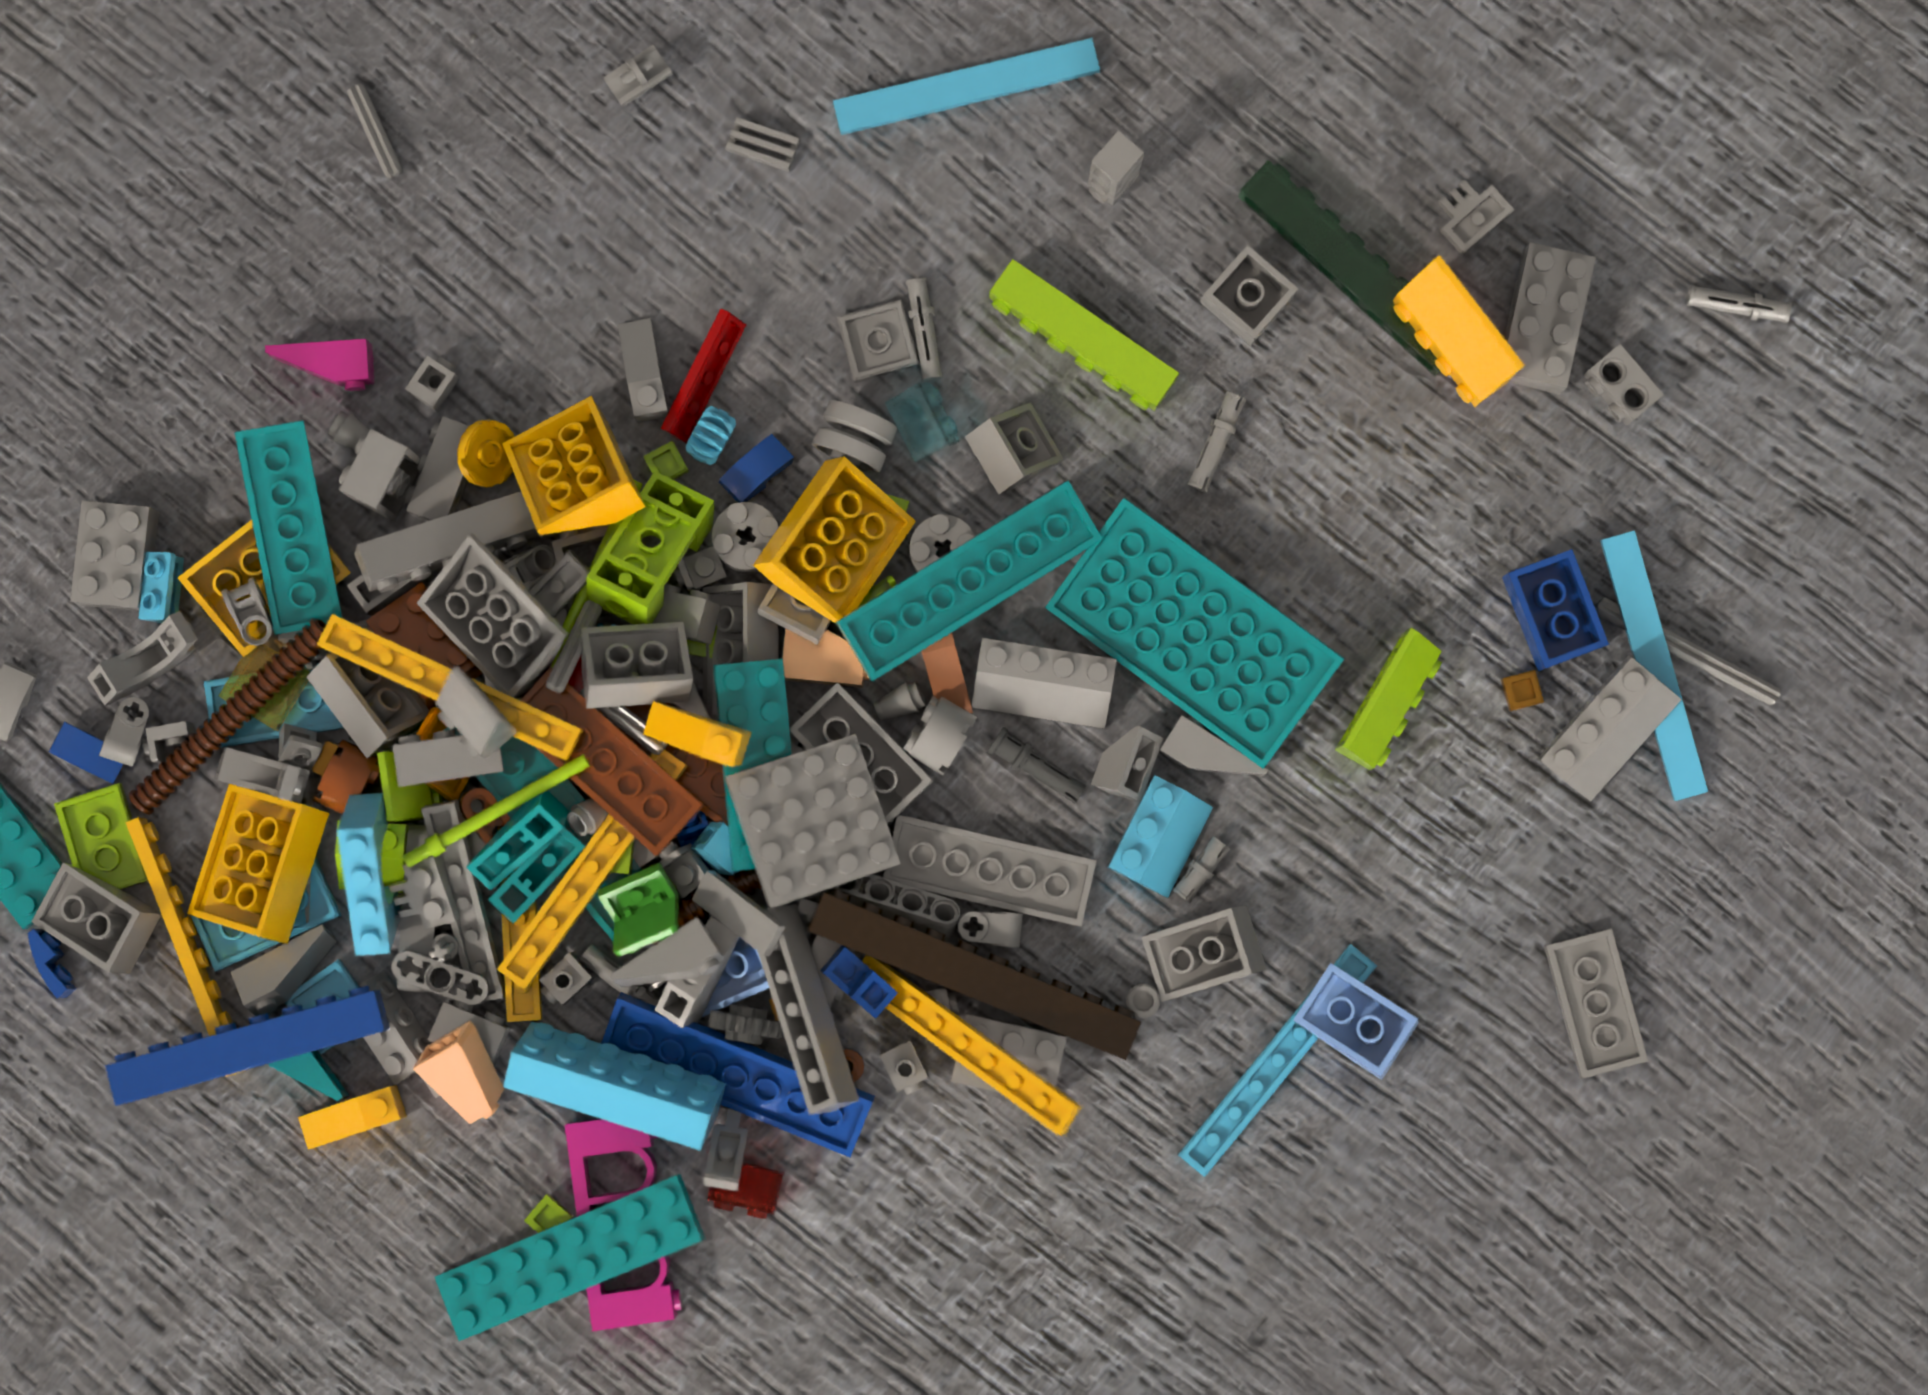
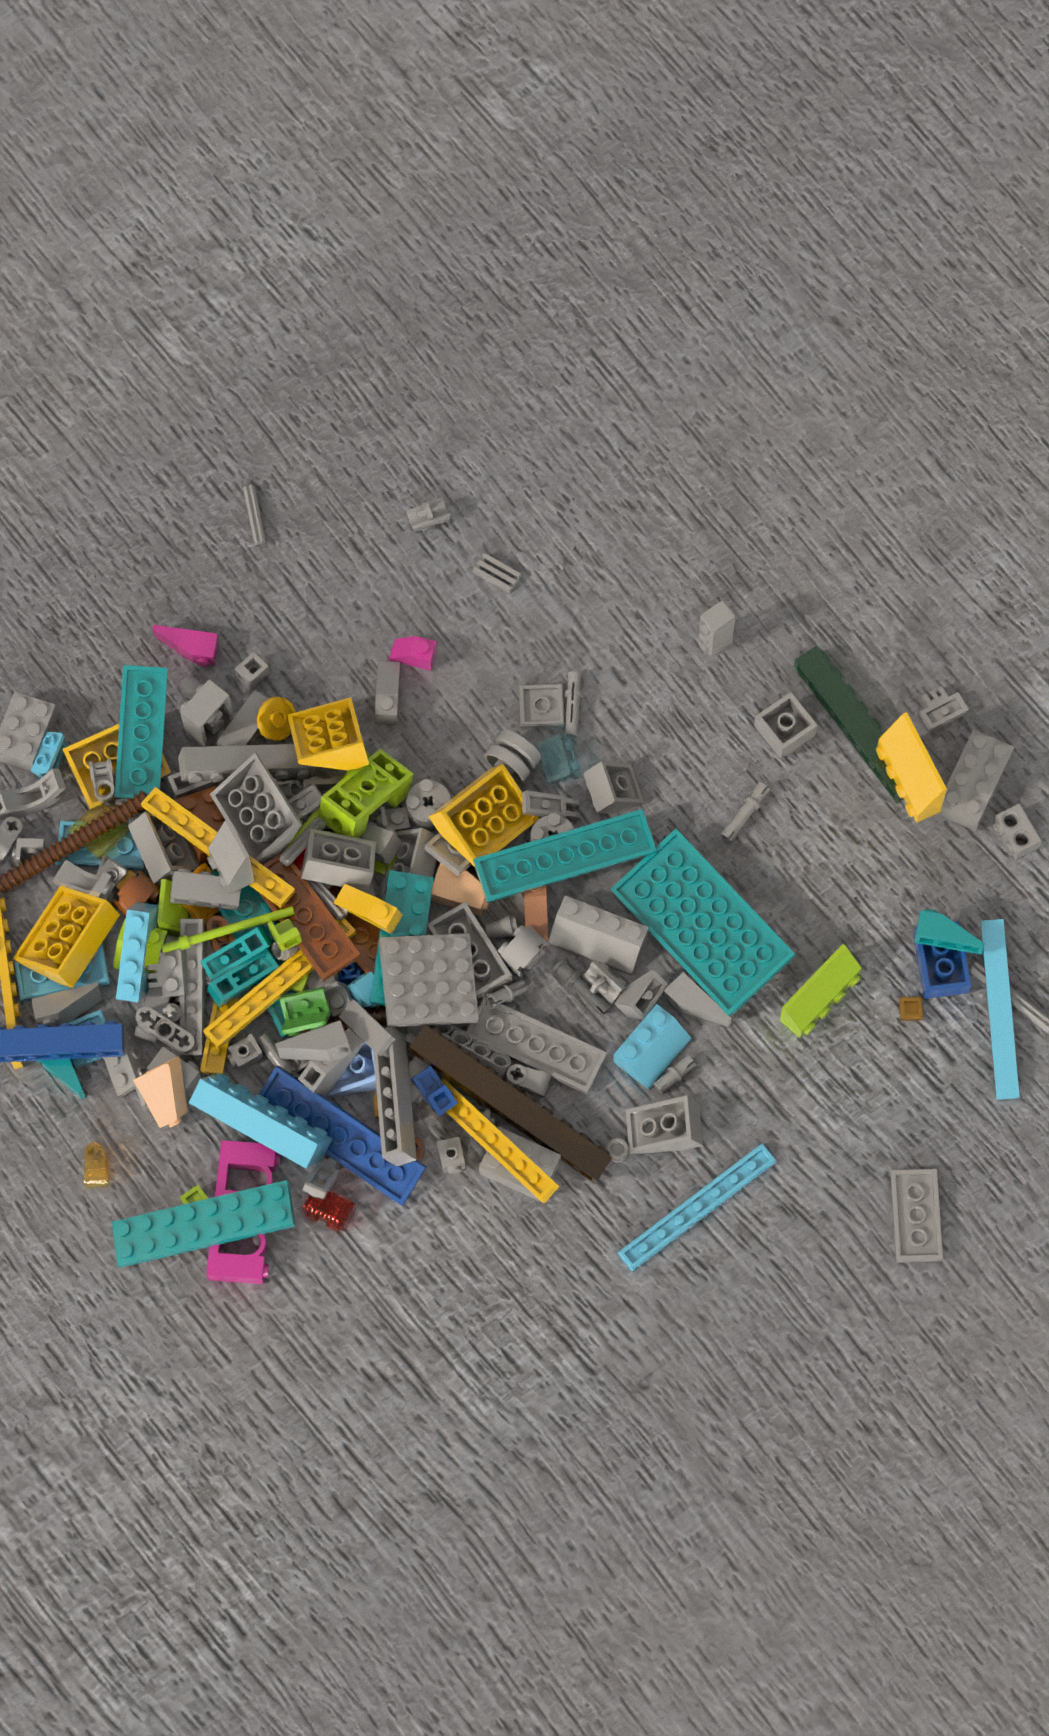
camera: 15 degrees right, 15 degrees down
(352, 1116) = (85, 1108): yellow slope -> none
(391, 1206) = (96, 1170): none -> clear yellow piece
(582, 801) = (285, 934): none -> lime panel
(666, 461) = (390, 747): lime tile -> none
(668, 299) = (414, 652): none -> dark pink slope
(703, 376) = (425, 702): red tile -> none
(710, 435) = (420, 737): medium azure gear -> none
(745, 1024) = (354, 1102): dark grey gear -> none
(755, 468) = (443, 765): blue slope -> none
(925, 501) = (544, 804): none -> light grey hinge
(928, 804) = (506, 993): none -> light grey axle
(966, 86) = (634, 565): medium azure tile -> none
(1067, 753) = (603, 981): none -> light grey hips
(1083, 336) = (673, 728): lime brick -> none
(1356, 1021) = (755, 1190): light blue slope -> none
(1549, 574) = (942, 932): none -> teal slope
(1609, 728) = (961, 1040): light grey slope -> none

